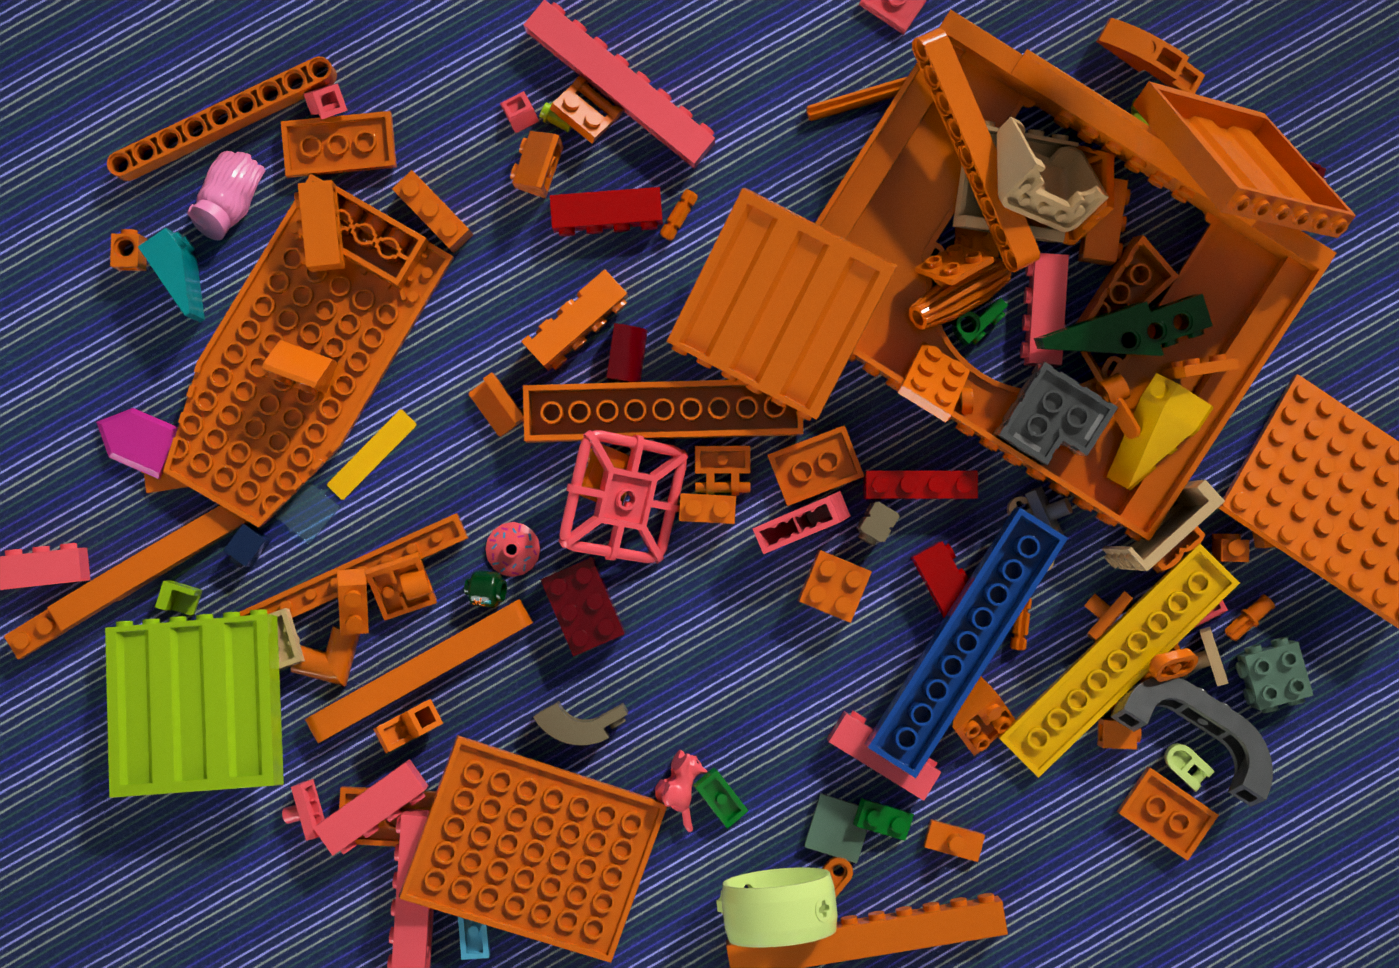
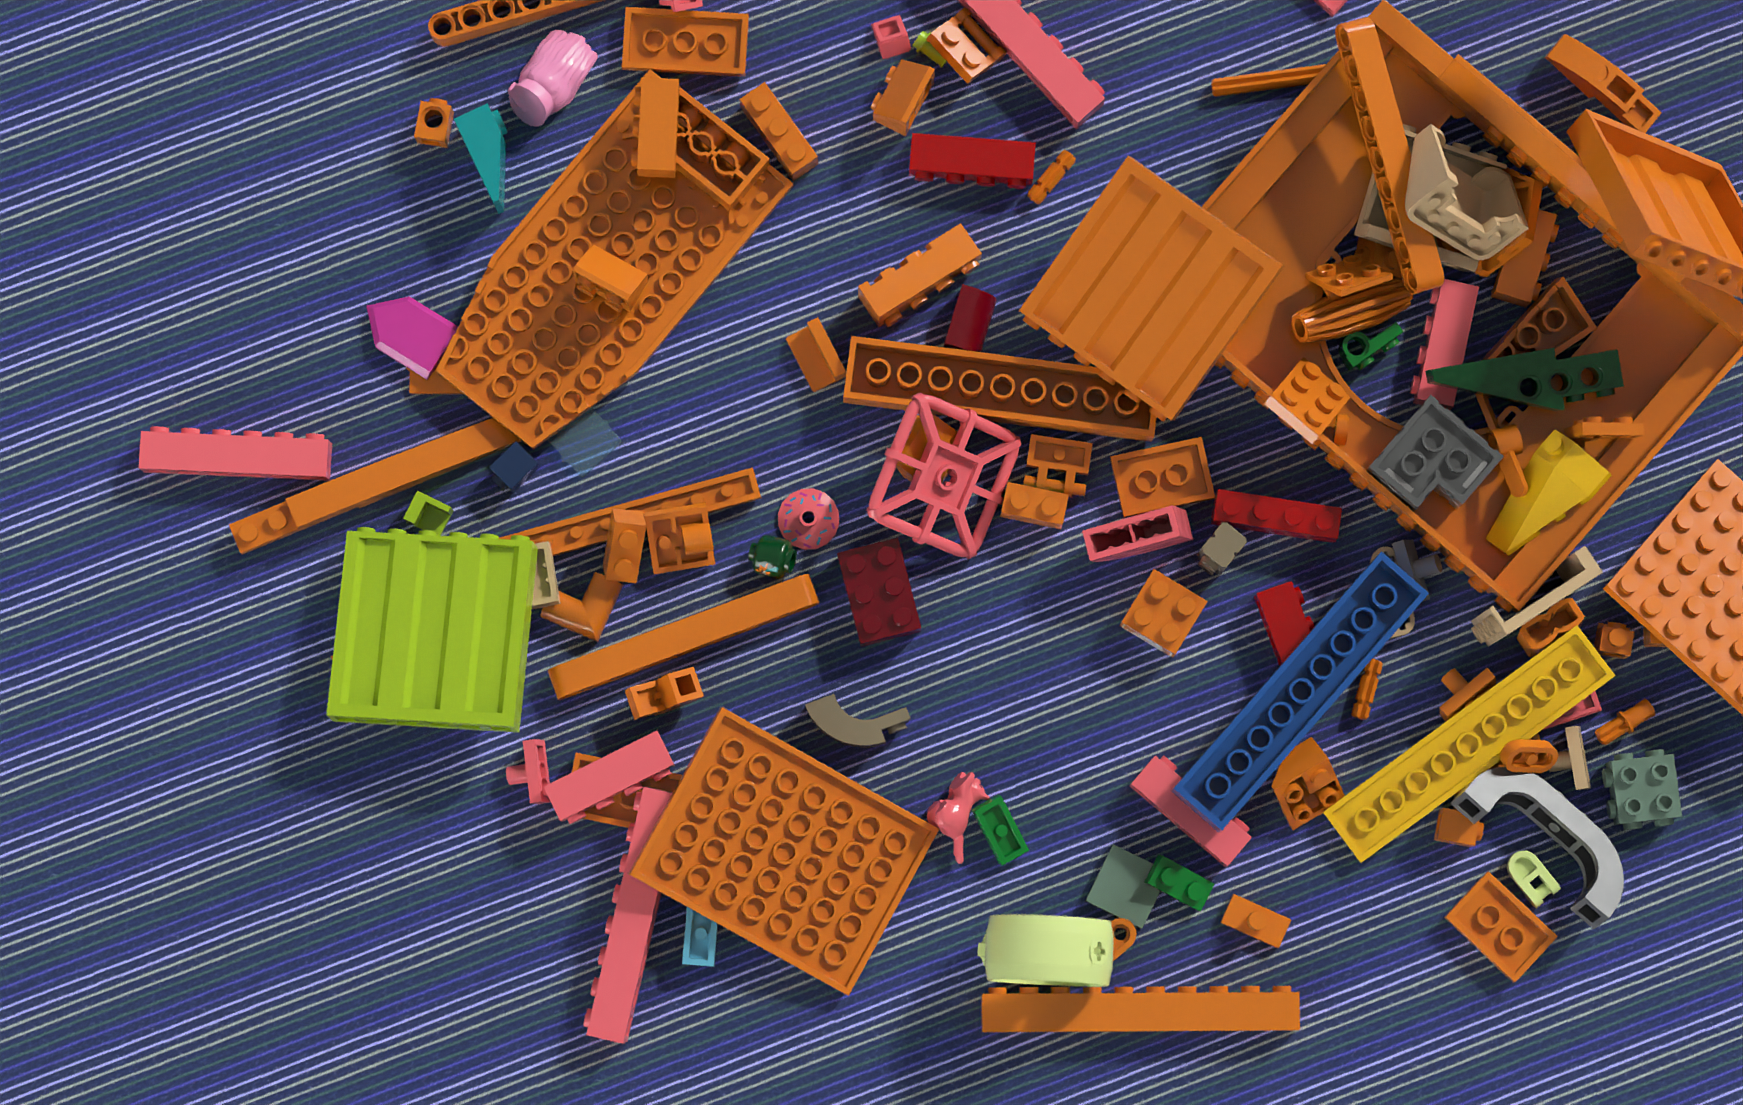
camera: 10 degrees right, 5 degrees down
(371, 454) = (666, 389): yellow sticker -> none

